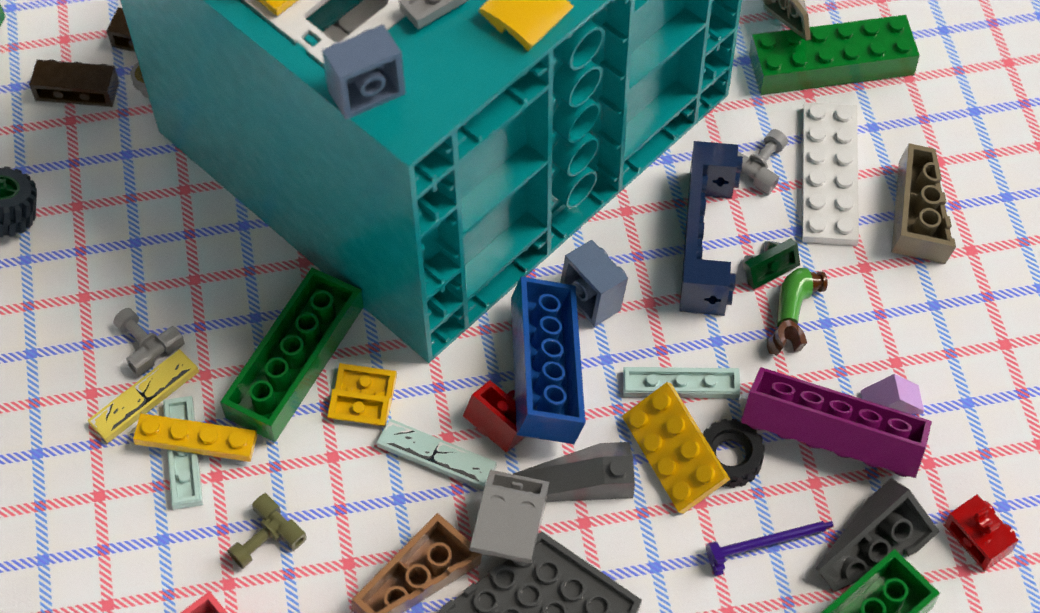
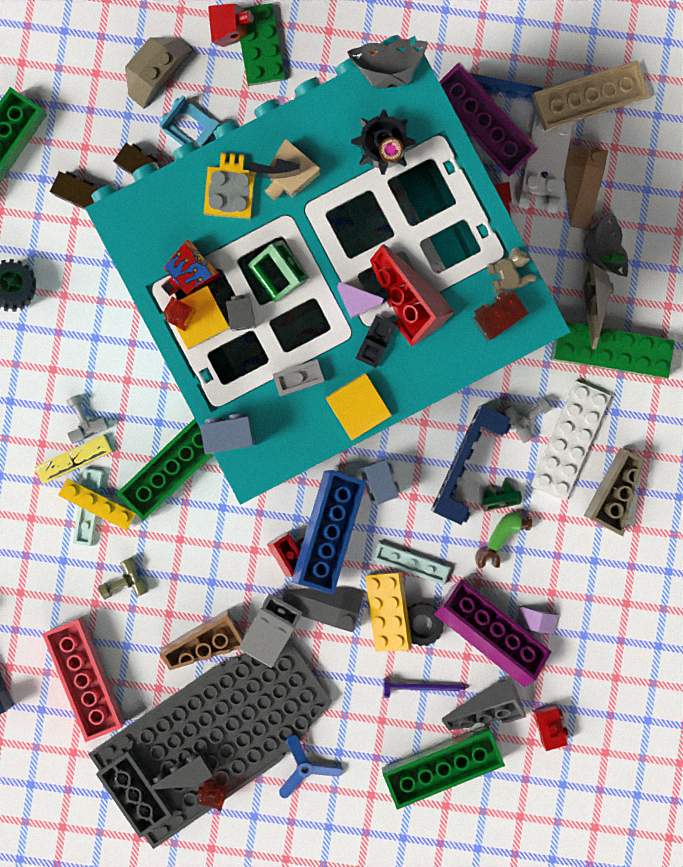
camera: 25 degrees right, 30 degrees up
(362, 394) = (209, 505): yellow slope -> none
(436, 454) = (243, 562): light aqua tile -> none

